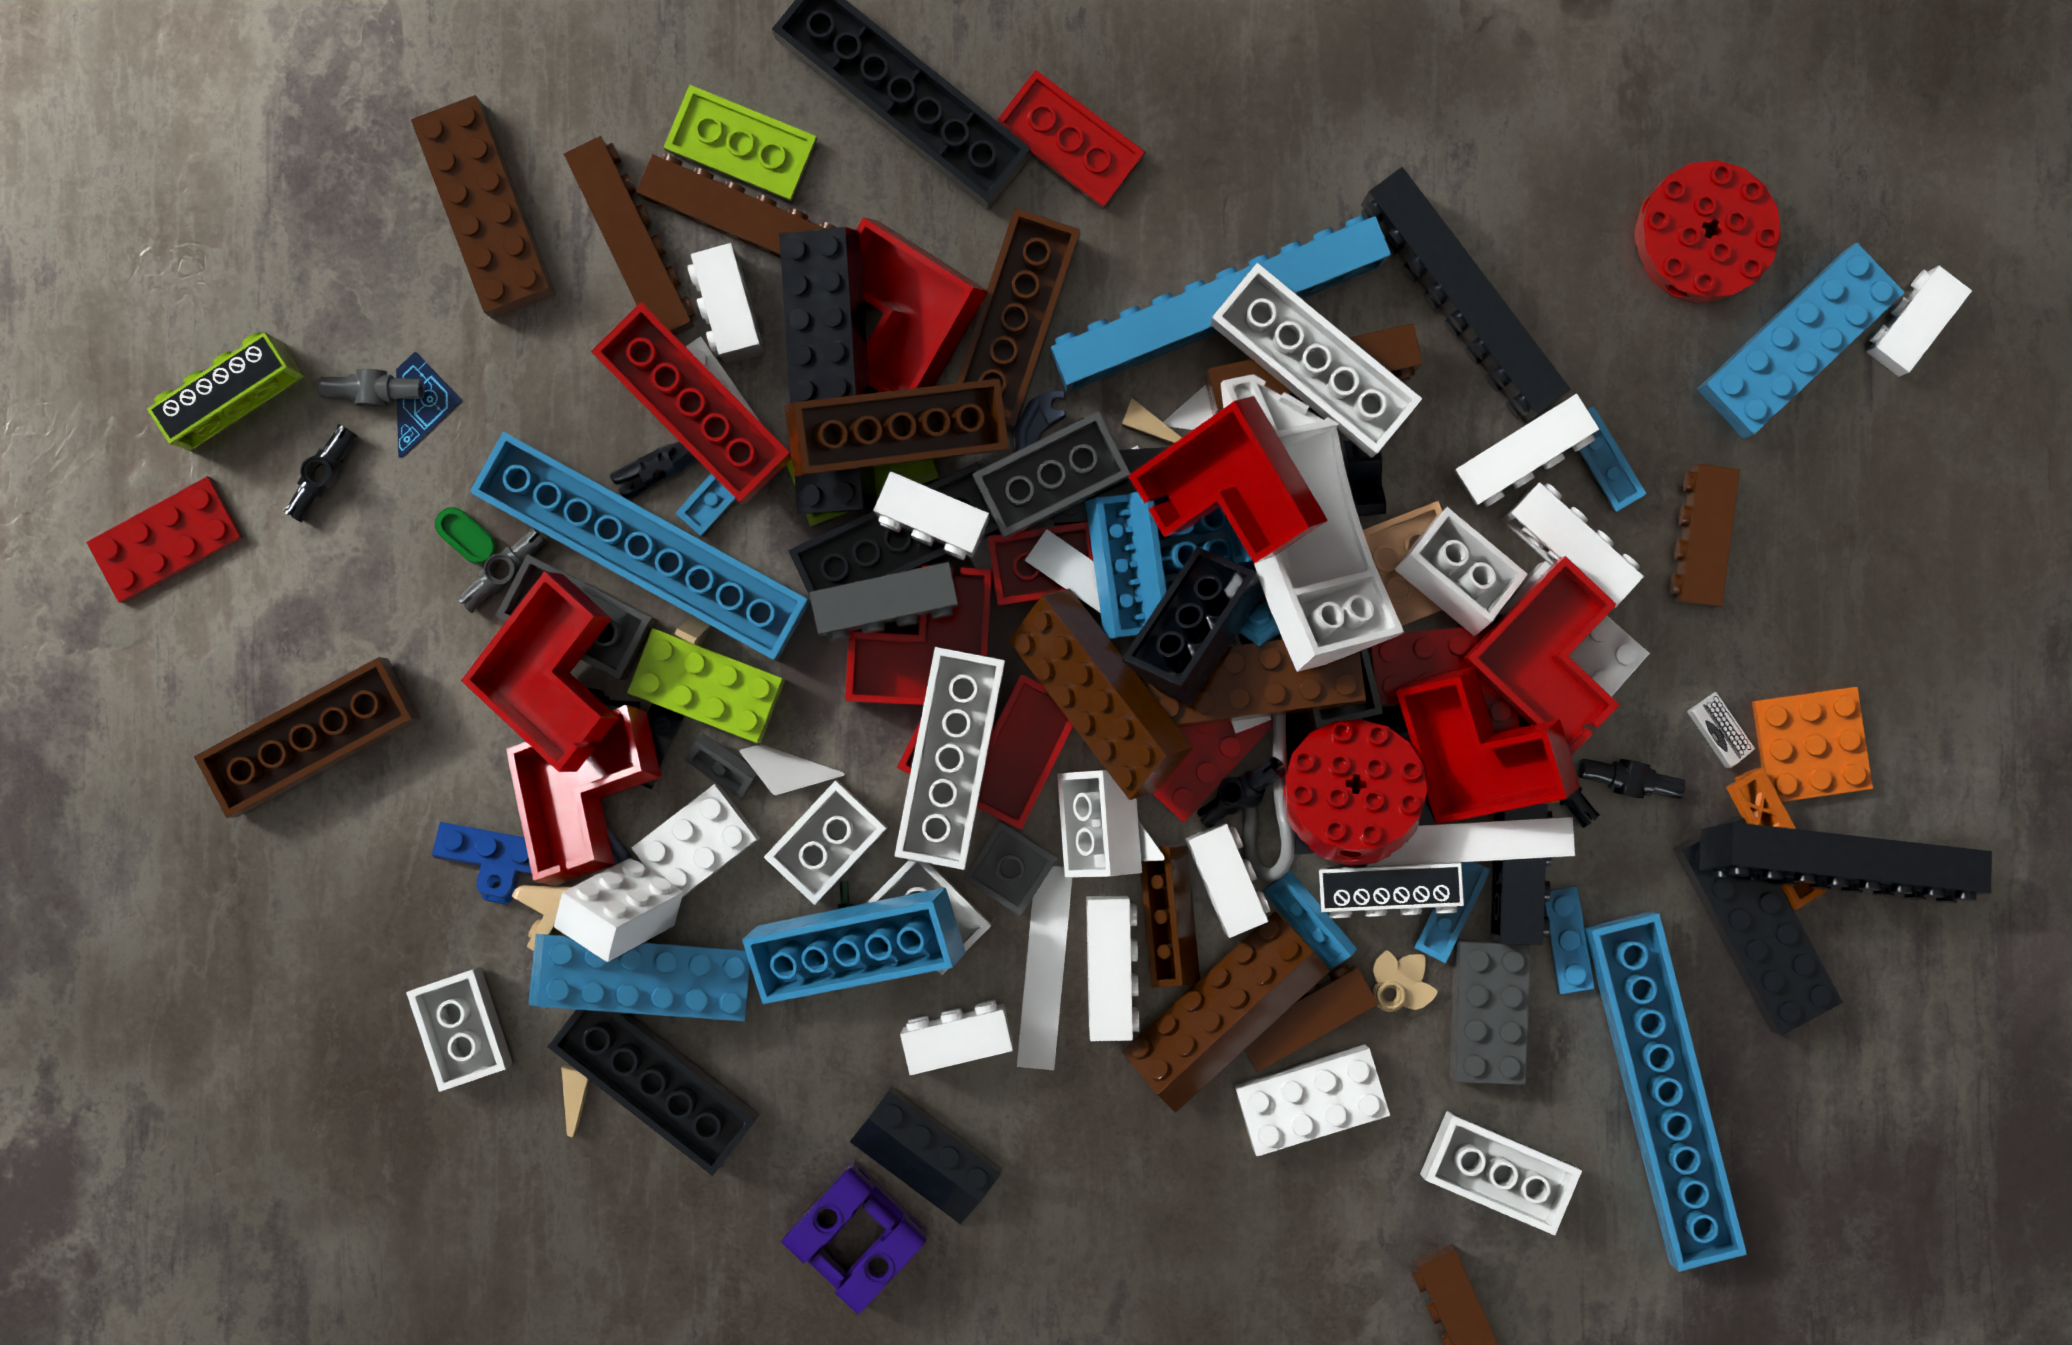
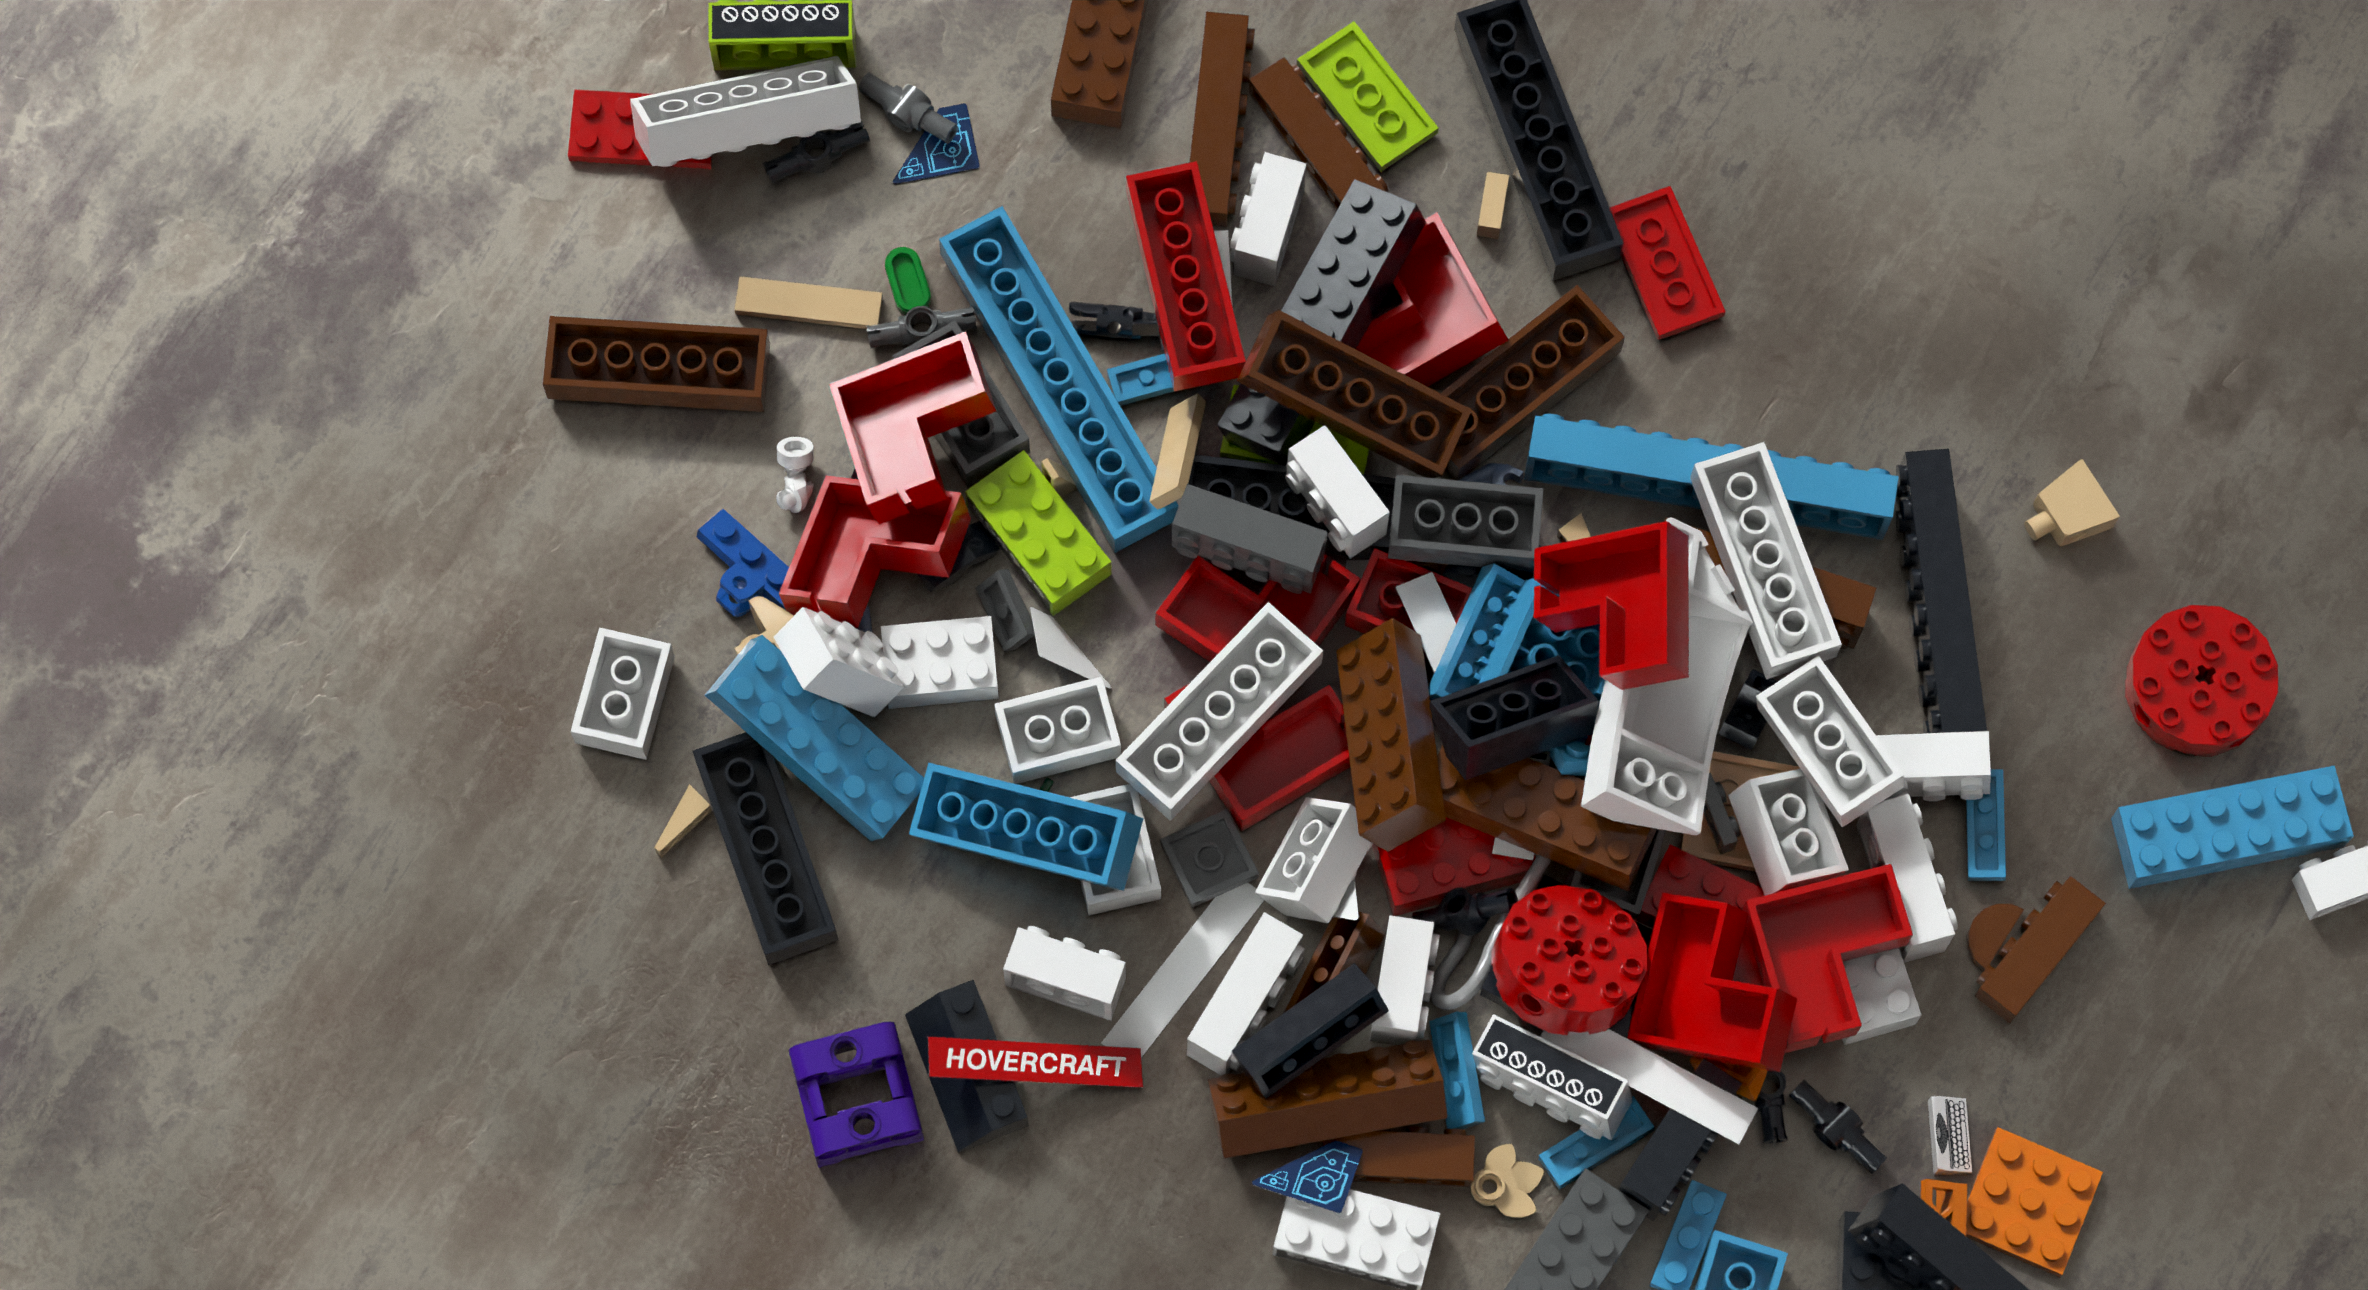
camera: 30 degrees right, 15 degrees down
(239, 481) = (745, 111): none -> white brick
(397, 604) = (808, 303): none -> tan tile
(469, 744) = (795, 456): none -> white arm
(778, 554) = (1177, 451): none -> tan tile
(899, 173) = (1492, 205): none -> tan piece
(978, 1126) = (1034, 1062): none -> red sticker
(1184, 977) = (1310, 1030): none -> black brick
(1258, 1081) = (1317, 1177): none -> dark blue sticker
(1403, 595) = (1723, 828): none -> dark grey plate
(1457, 482) = (1830, 741): none -> white brick
(1519, 147) = (2072, 508): none -> tan torso
(1657, 544) = (1990, 930): none -> reddish brown tile

